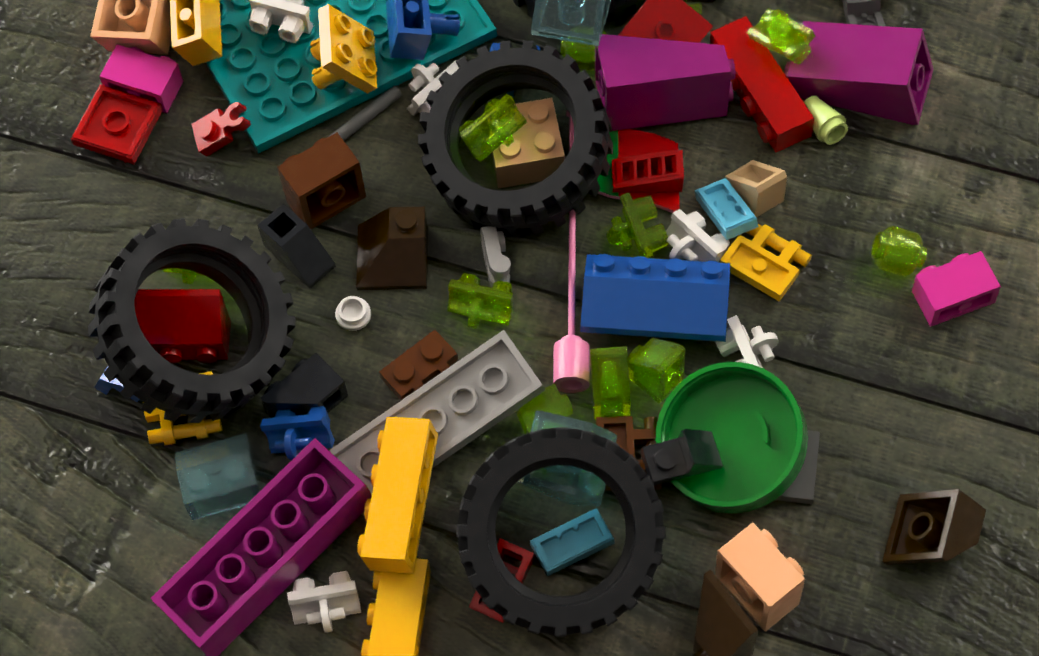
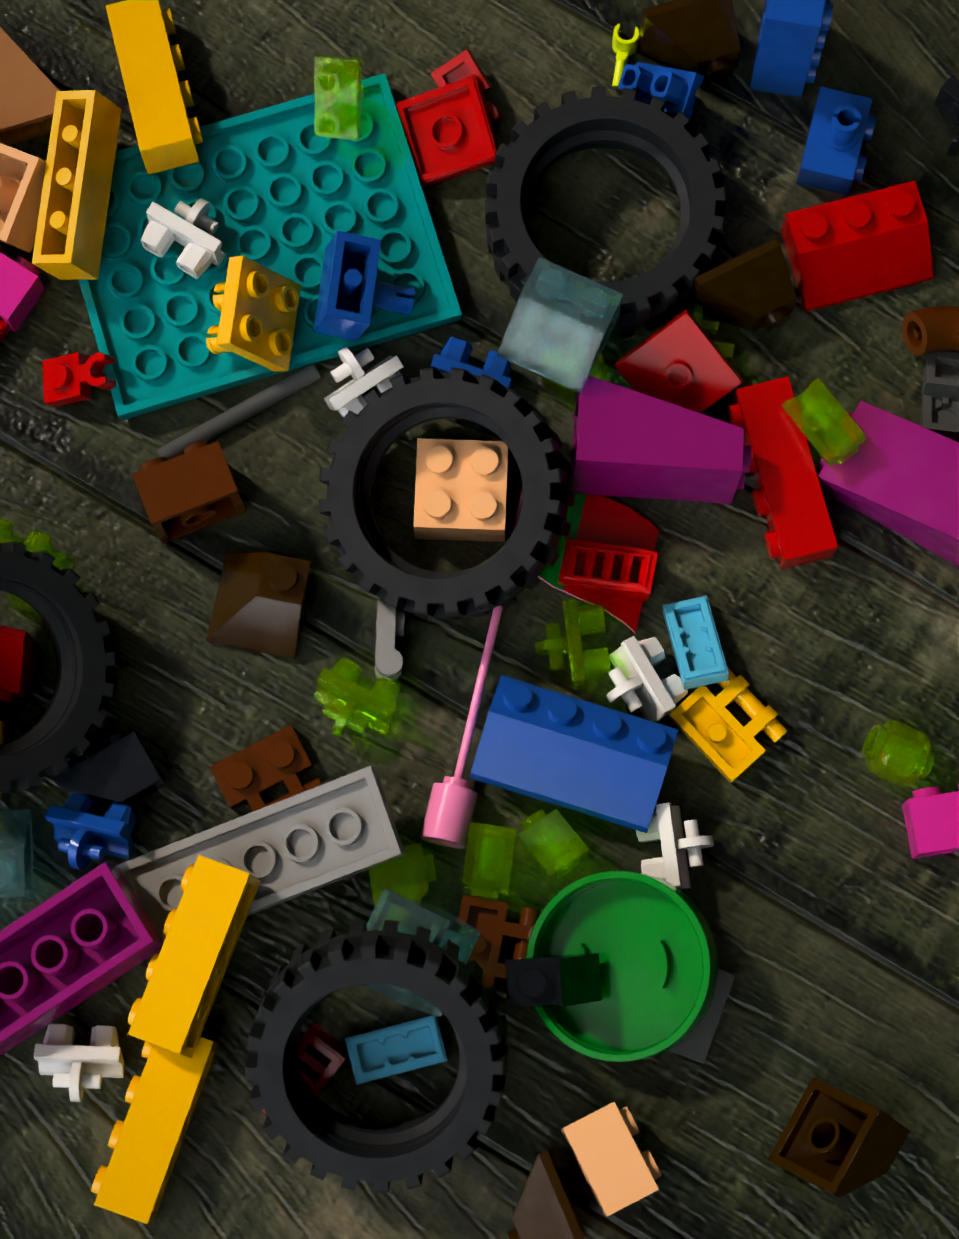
camera: 10 degrees right, 15 degrees up
(295, 245) = (140, 573): black slope -> none
(353, 313) = (194, 677): white plate -> none
(493, 127) = (418, 479): clear neon green hips -> none
(759, 185) = (743, 615): tan slope -> none
(828, 123) = (856, 548): yellowish green cone -> none

